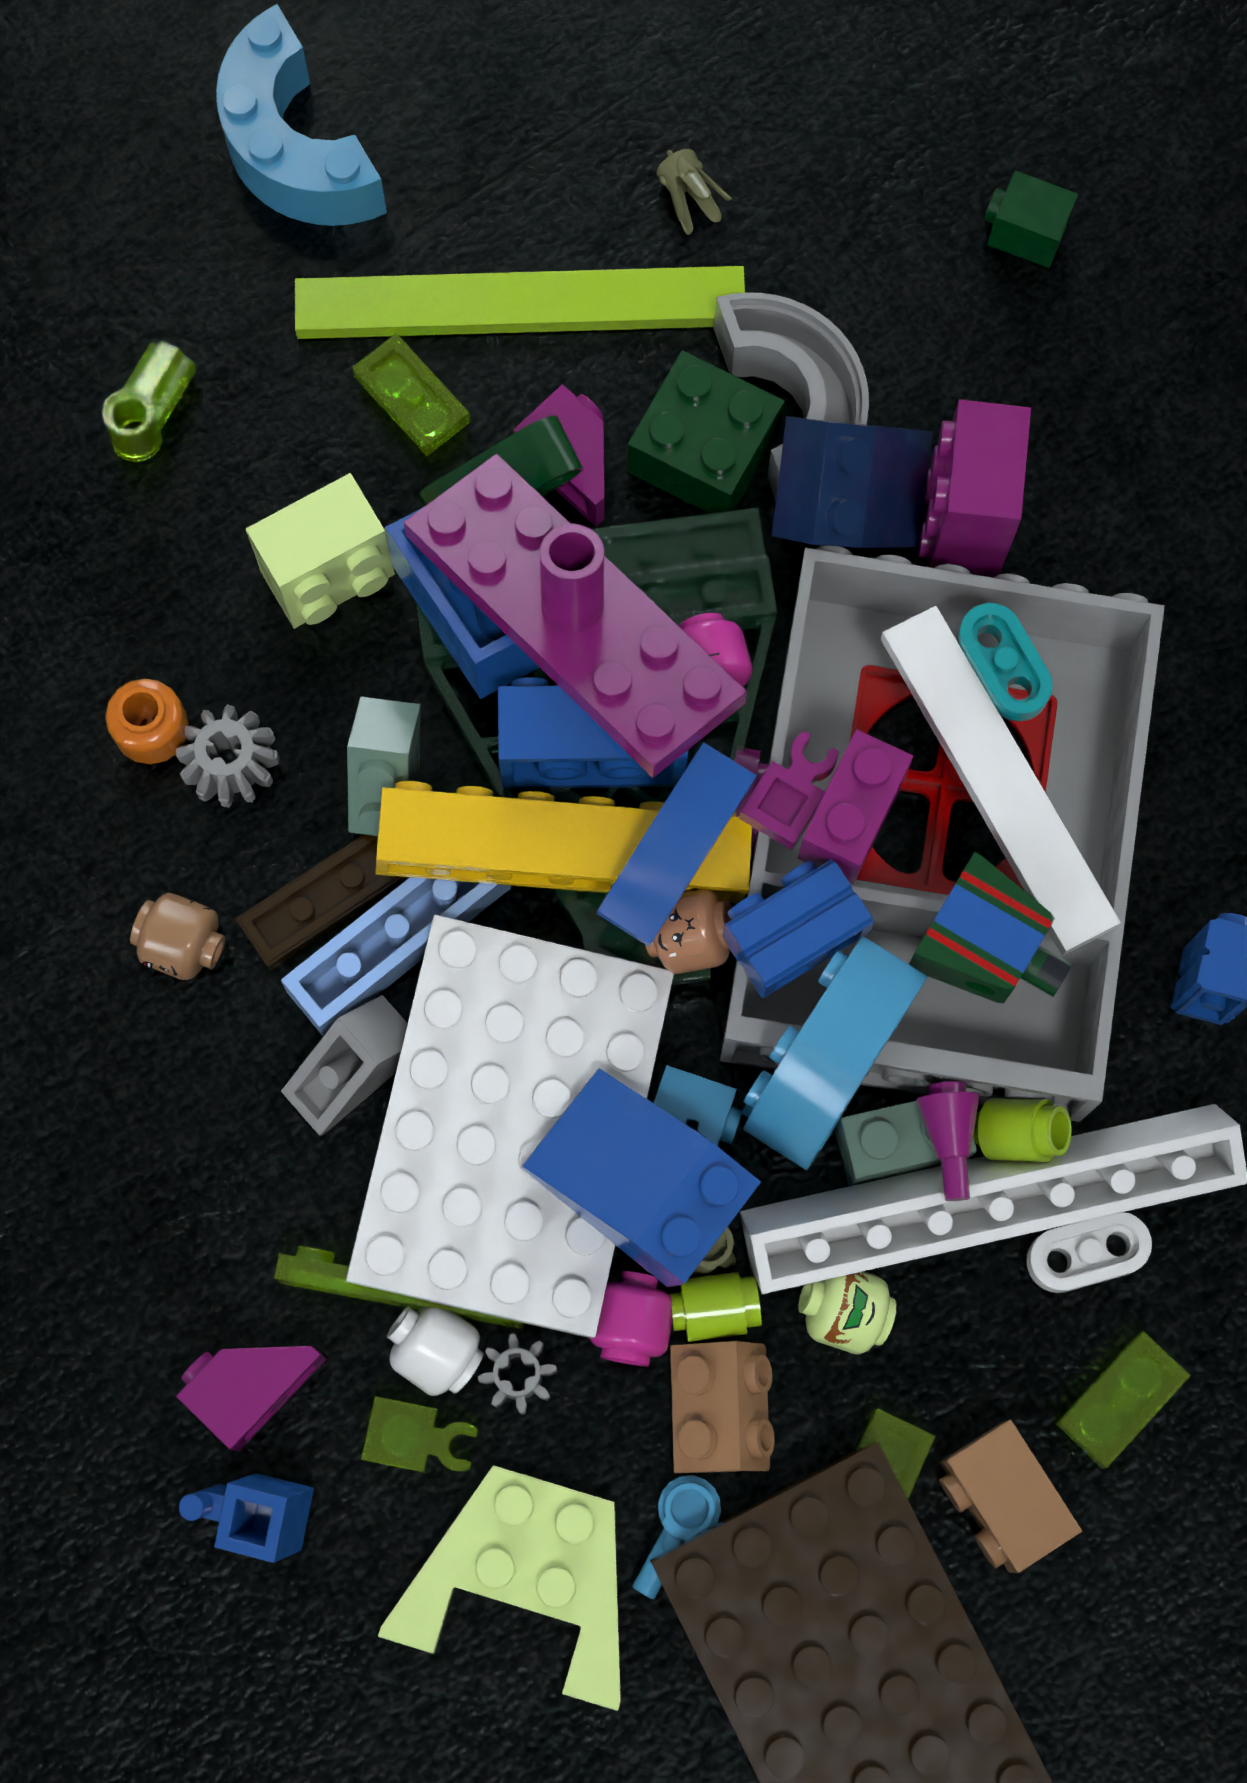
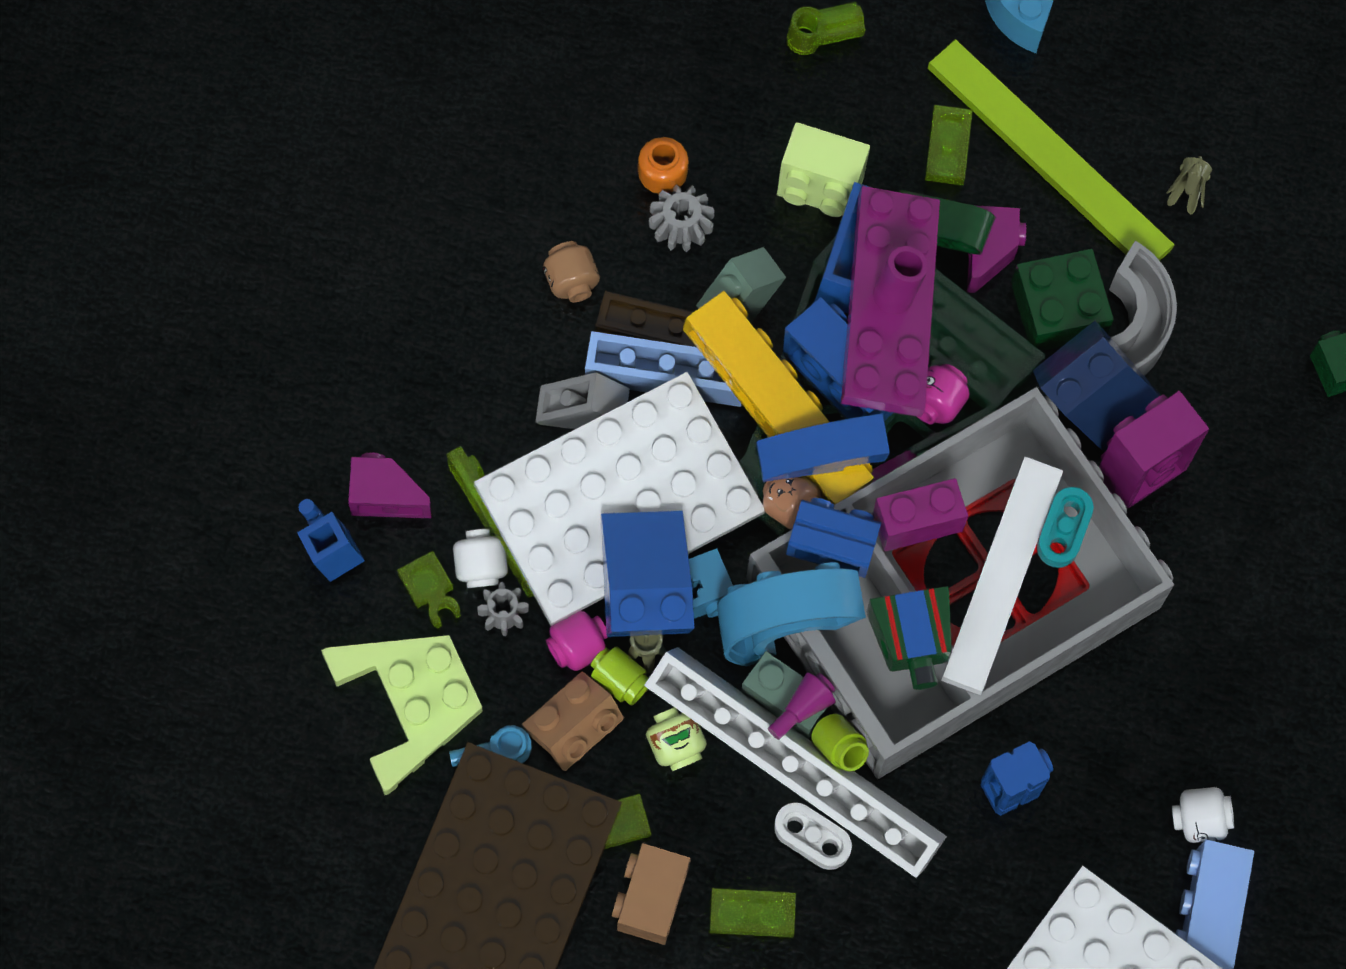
camera: 45 degrees right, 5 degrees down
(787, 798) = (895, 476): magenta plate -> none

